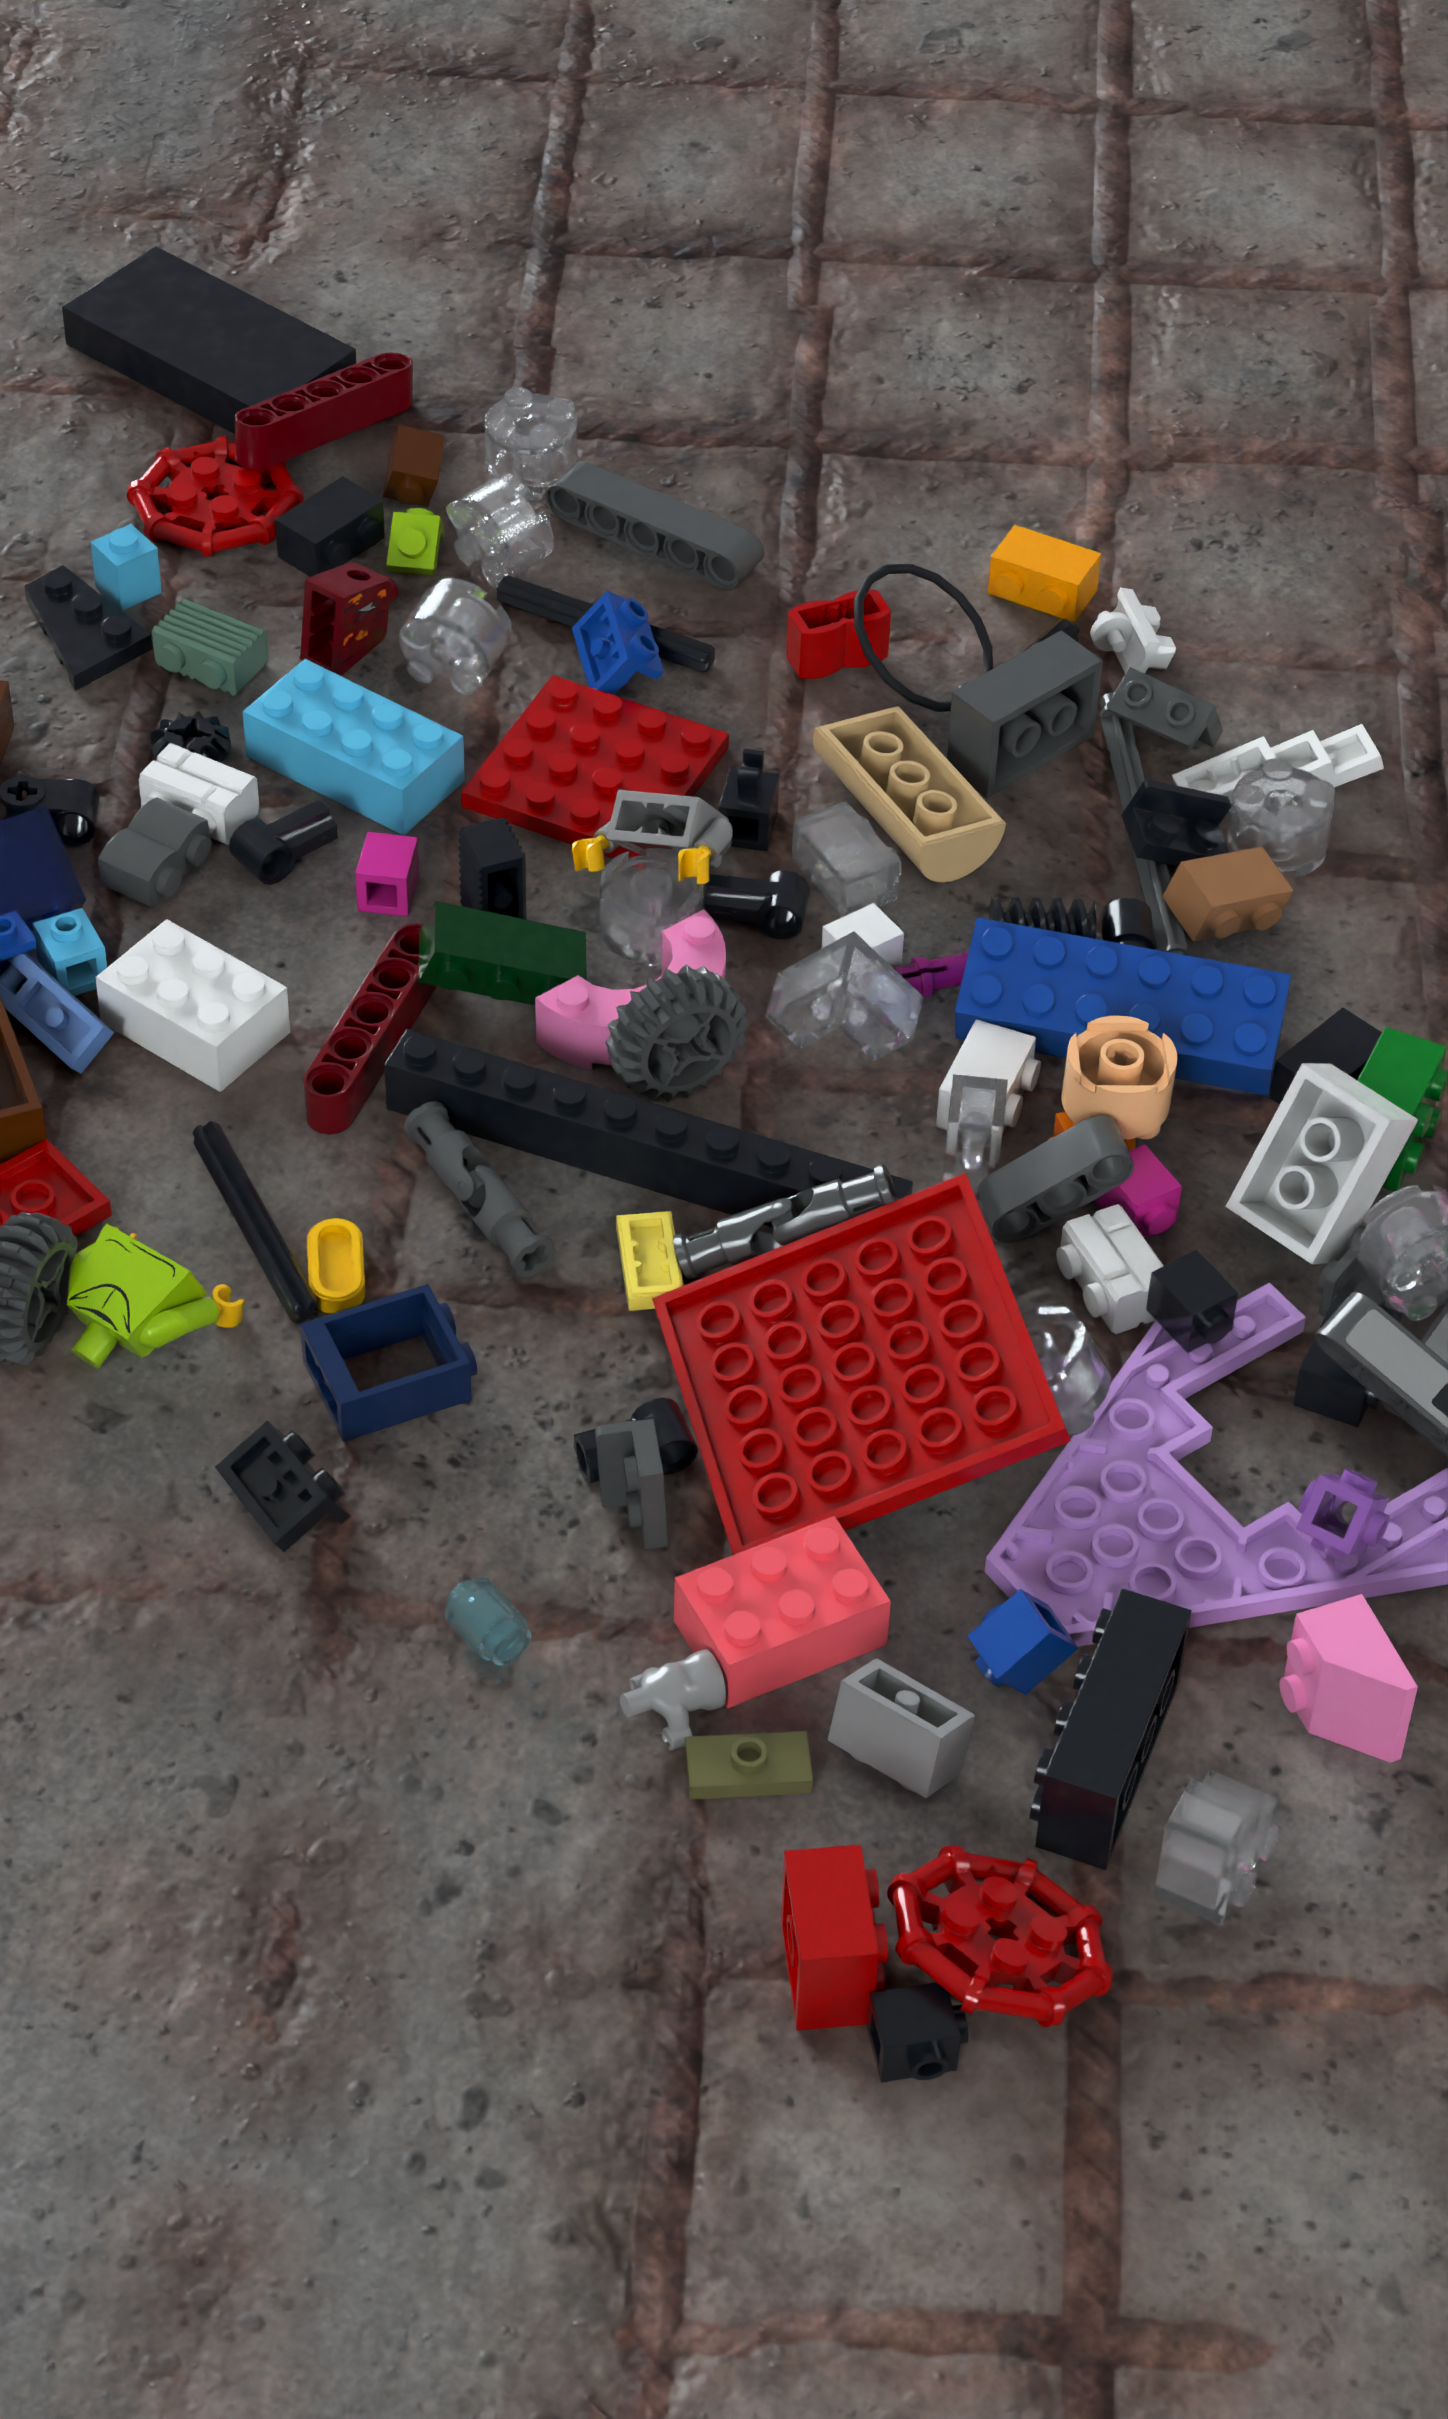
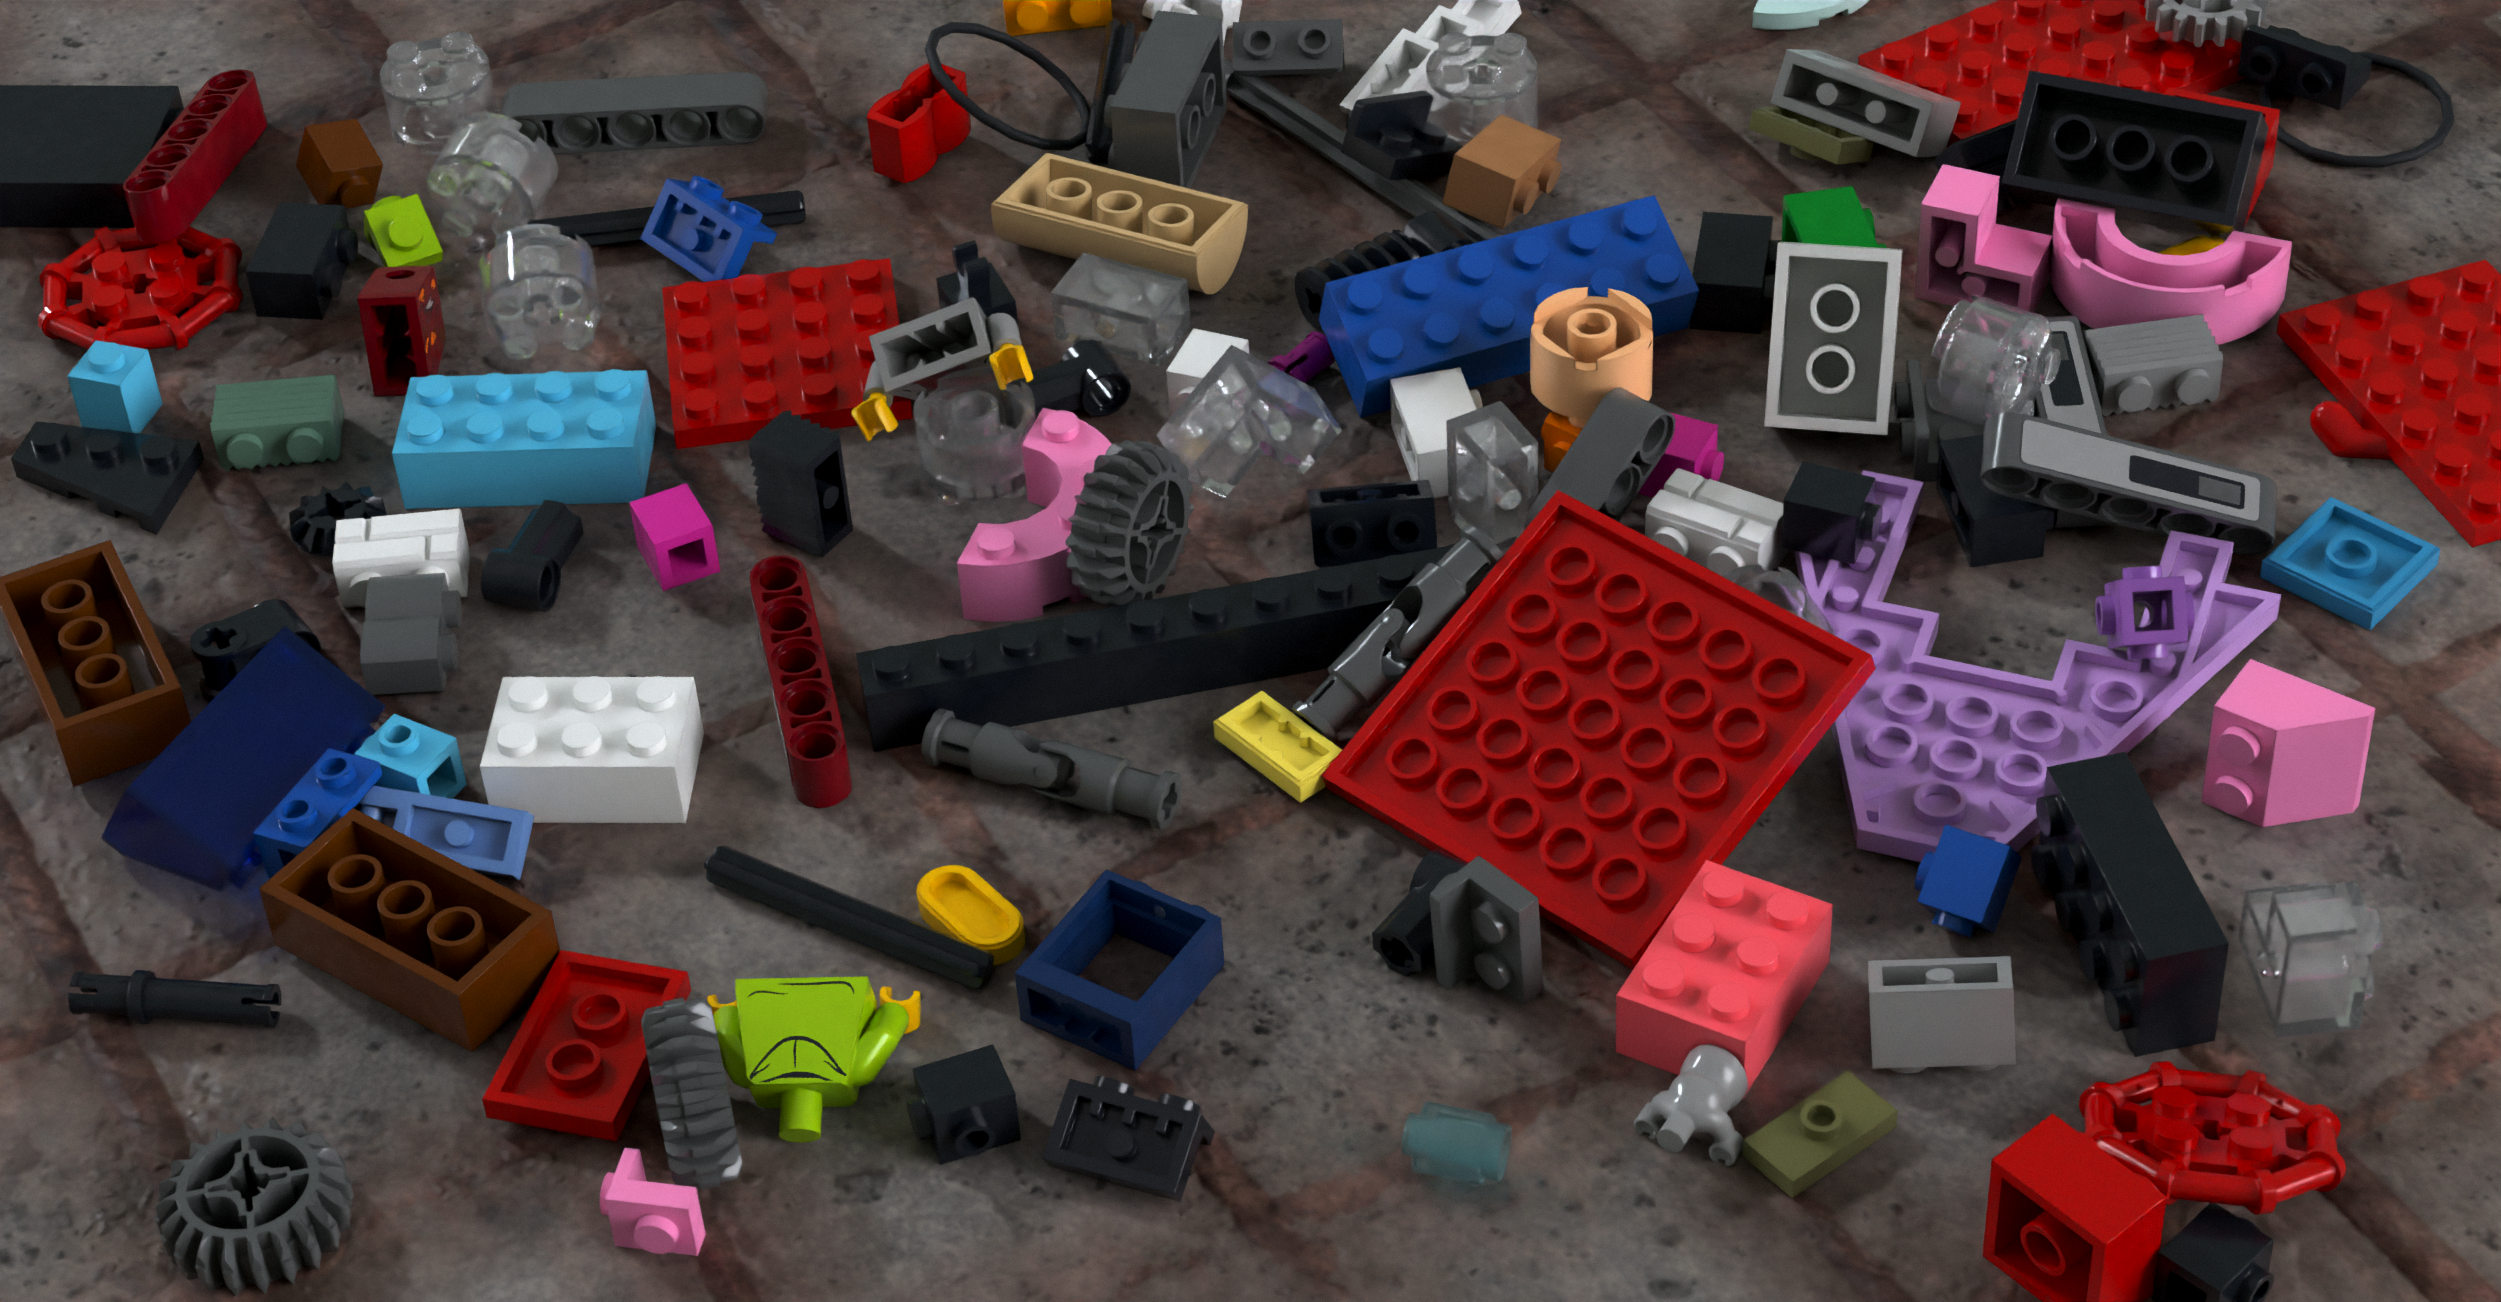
camera: 30 degrees left, 5 degrees down
(199, 1399) = (964, 1105): none -> black brick
(497, 953) = (877, 545): dark green brick -> none
(874, 1123) = (1371, 521): none -> black bracket

